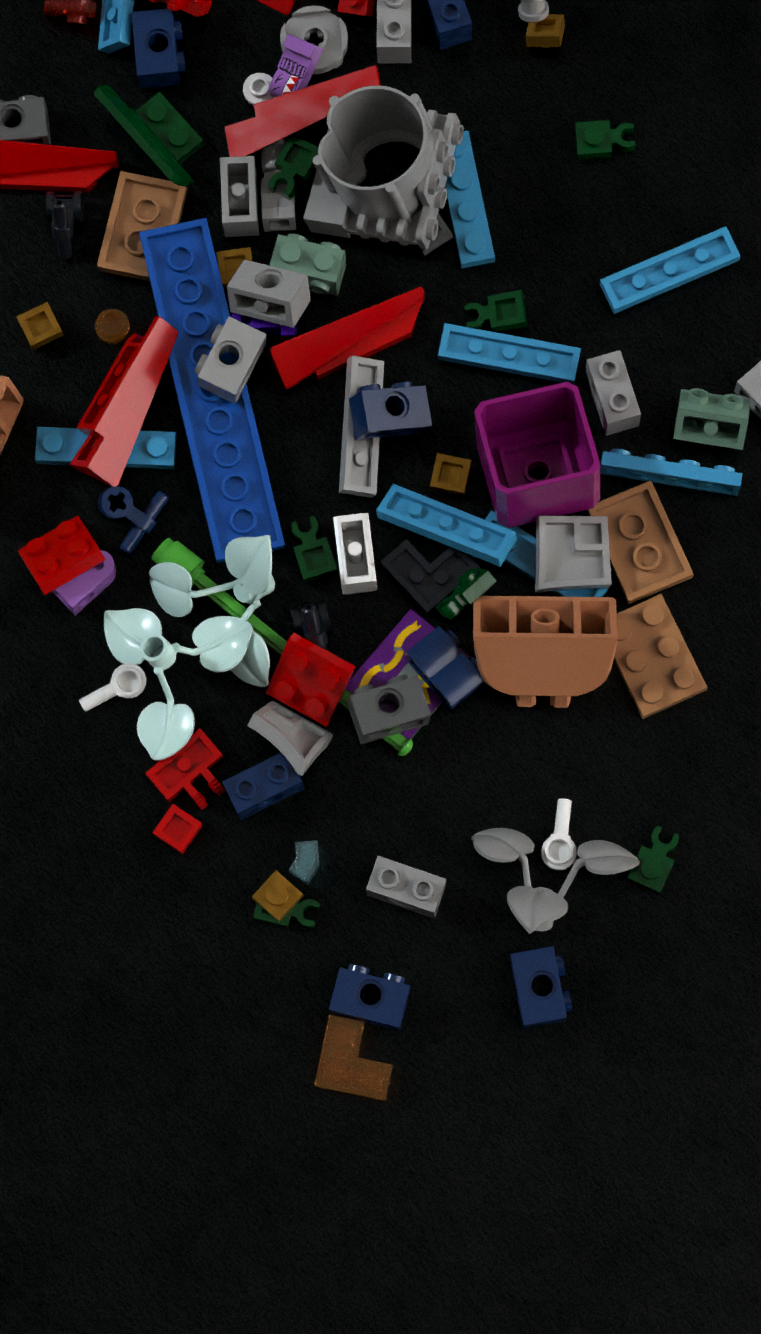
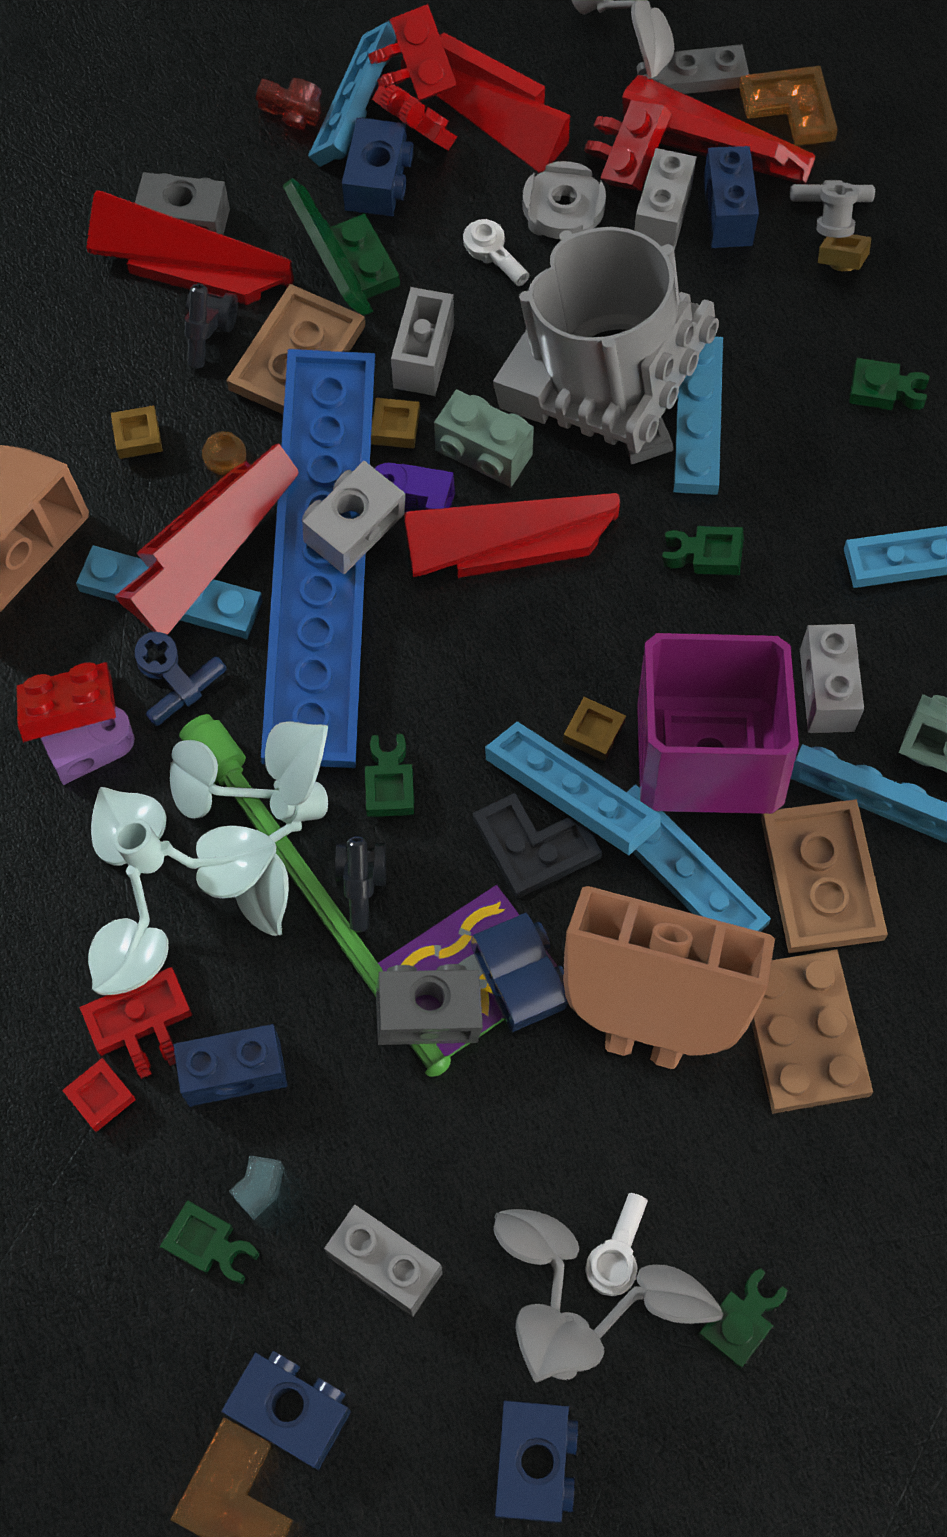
camera: 10 degrees right, 10 degrees down
(126, 681) = (97, 883): white plate -> none
(268, 293) = (423, 451): light grey brick -> none
(277, 211) = (472, 346): light grey piece -> none
(277, 896) = (201, 1225): pearl gold plate -> none
(291, 734) = (286, 1006): light grey plate -> none
(292, 112) = (503, 257): red wedge -> none
(294, 162) = (496, 316): dark green plate -> none
(295, 66) = (532, 217): medium lavender leg -> none
(310, 679) = (335, 940): red plate -> none
(355, 553) = (442, 793): white brick -> none
(359, 457) = (495, 643): light grey plate -> none
(374, 421) = (514, 637): dark blue brick -> none
(471, 586) = (583, 872): dark green plate -> none
(509, 353) = (703, 597): dark azure plate -> none
(572, 553) = (729, 864): light grey plate -> none

